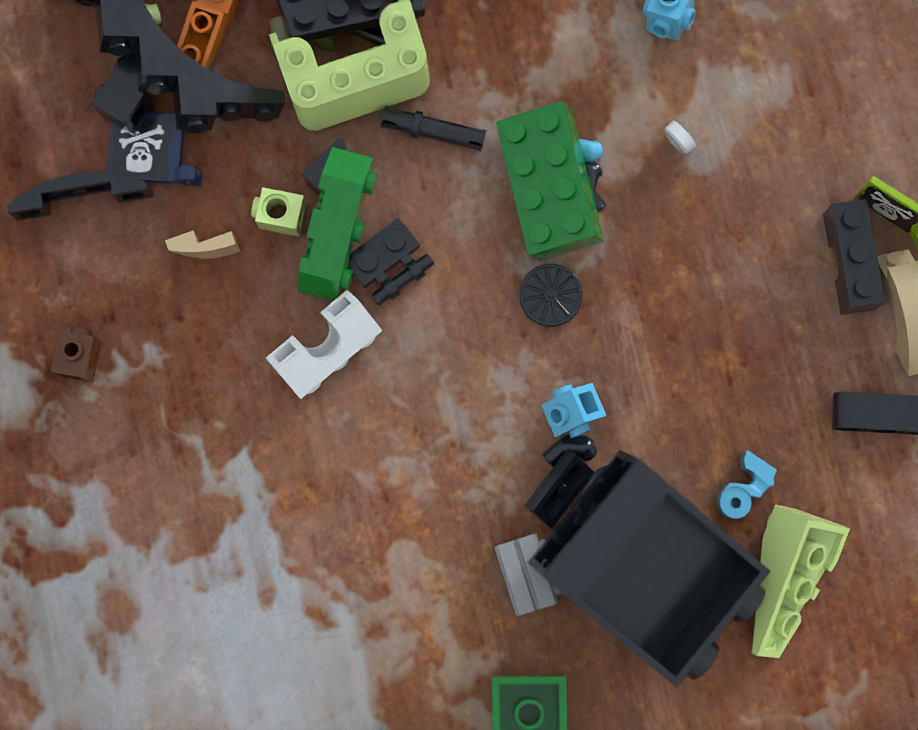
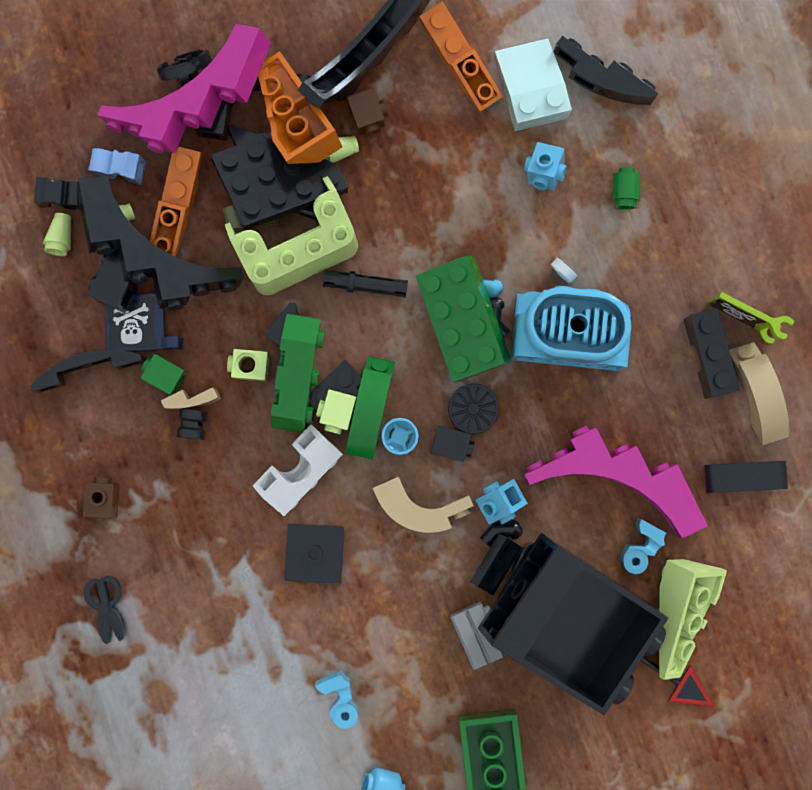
camera: 10 degrees left, 5 degrees up
(65, 34) = (58, 237): none -> yellowish green cone
(66, 500) = (108, 615): none -> black piece
(172, 211) = (163, 374): none -> green brick
(199, 276) = (192, 424): none -> black wheel
(333, 452) = (314, 553): none -> black plate
(346, 653) = (343, 710): none -> medium azure leg
(380, 275) = (336, 411): none -> yellowish green brick
(421, 278) = (370, 407): none -> green arch
(455, 316) = (400, 436): none -> medium azure wheel
(464, 419) = (408, 514): none -> tan arch
(519, 334) = (452, 444): none -> black brick
(655, 217) = (545, 334): none -> medium azure brick
(689, 368) = (663, 489): none -> dark pink arch
(766, 47) = (626, 188): none -> green brick
(787, 675) = (688, 689): none -> piece

